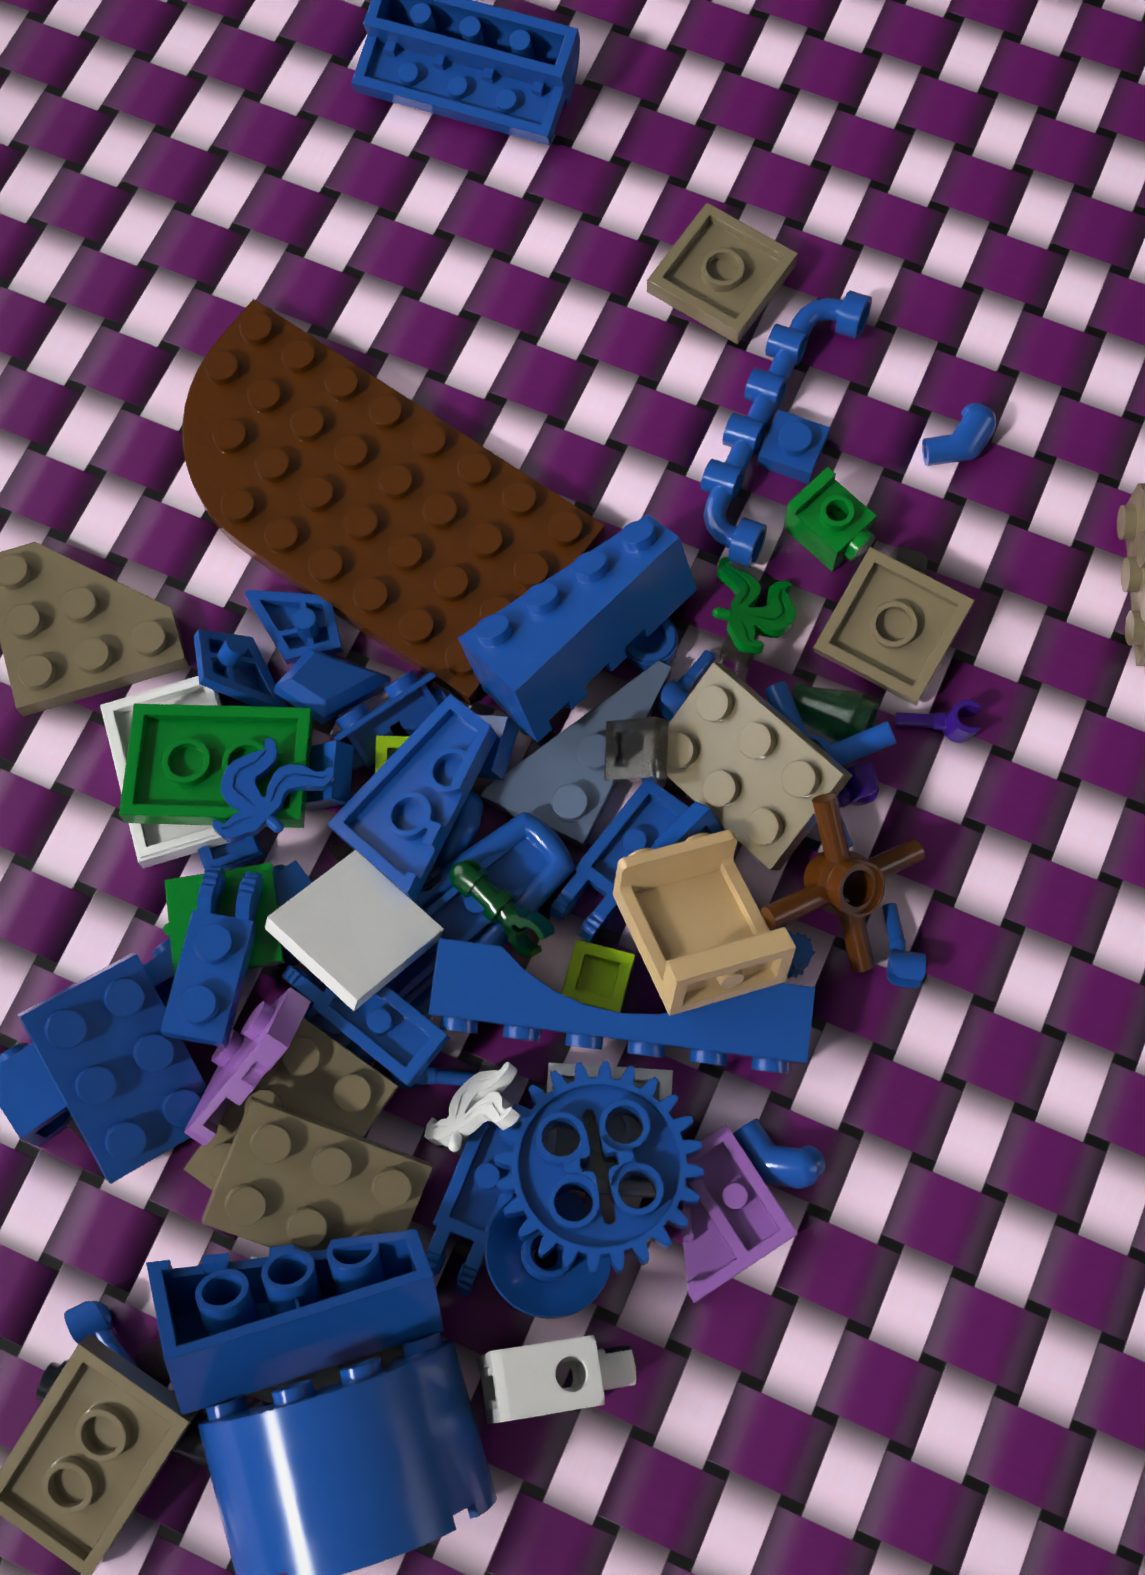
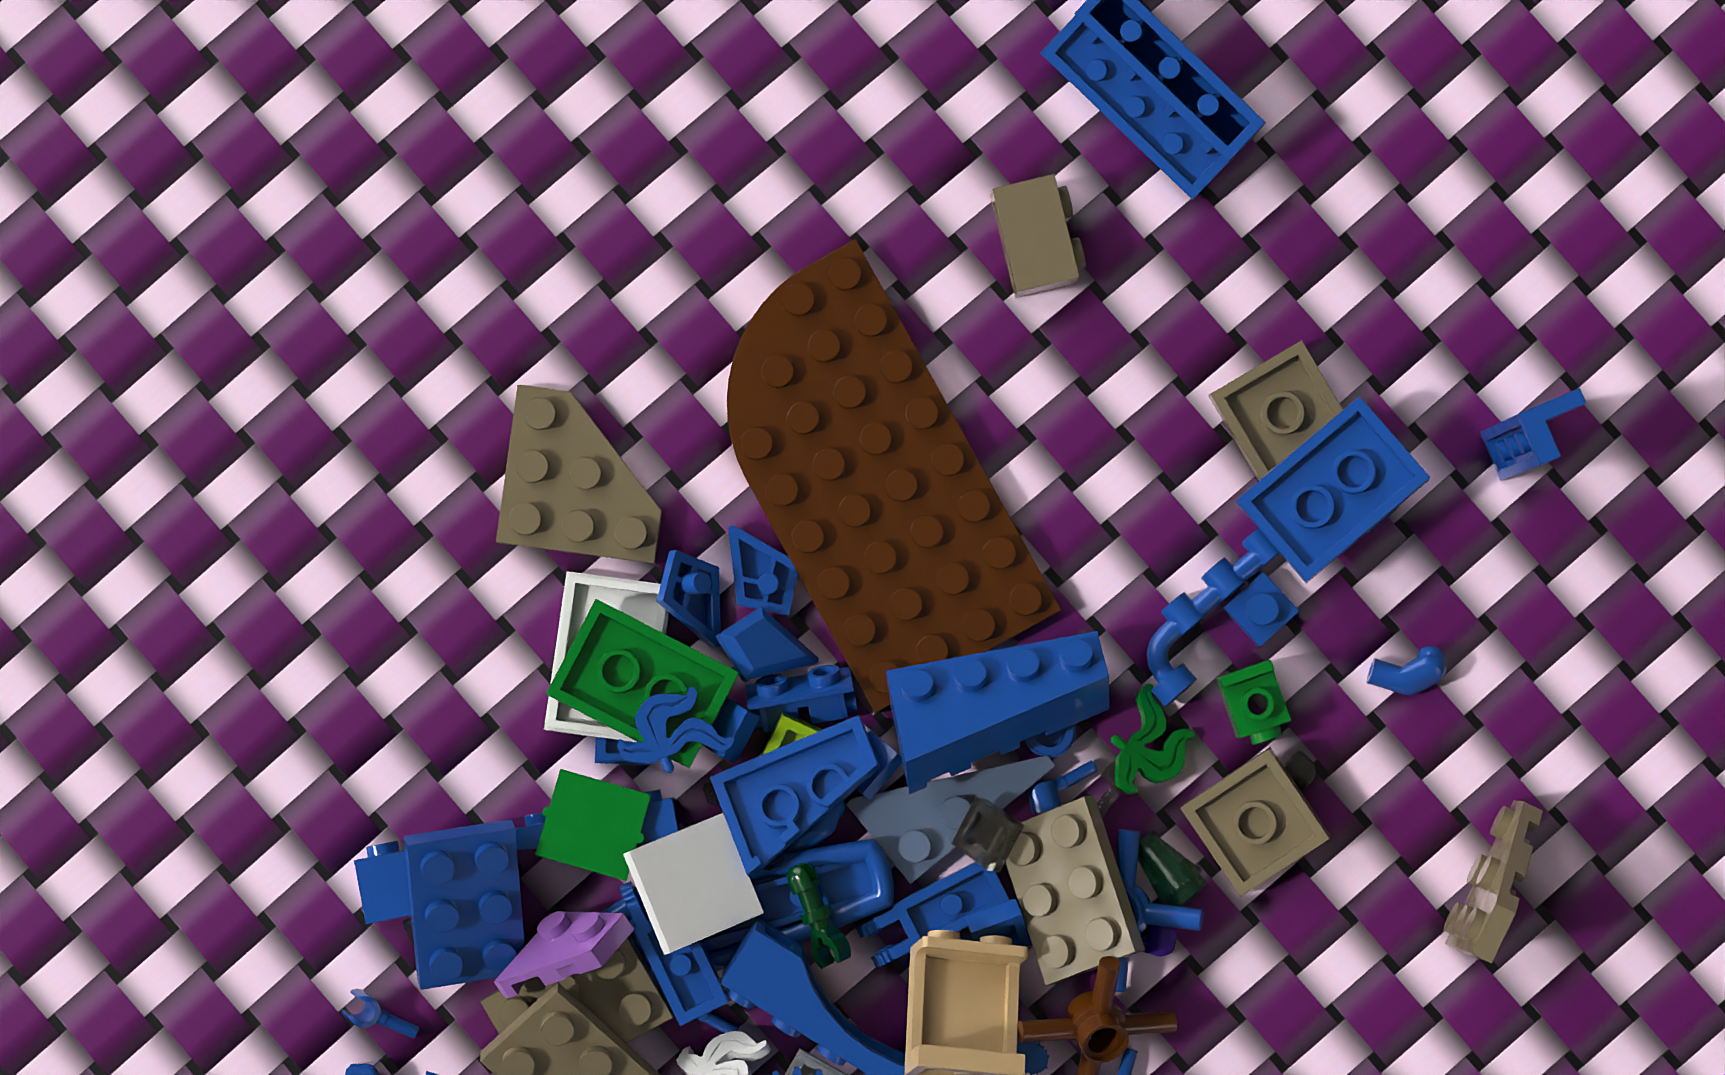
camera: 20 degrees right, 15 degrees up
(82, 1241) = (374, 1014): none -> blue hand
(213, 962) = (570, 862): blue hinge -> none
(420, 224) = (1036, 235): none -> dark tan brick
(598, 976) = (870, 998): lime tile -> none
(803, 297) = (1333, 489): none -> blue plate
(946, 722) = (1253, 915): dark purple hand -> none
(958, 146) = (1525, 438): none -> blue fence

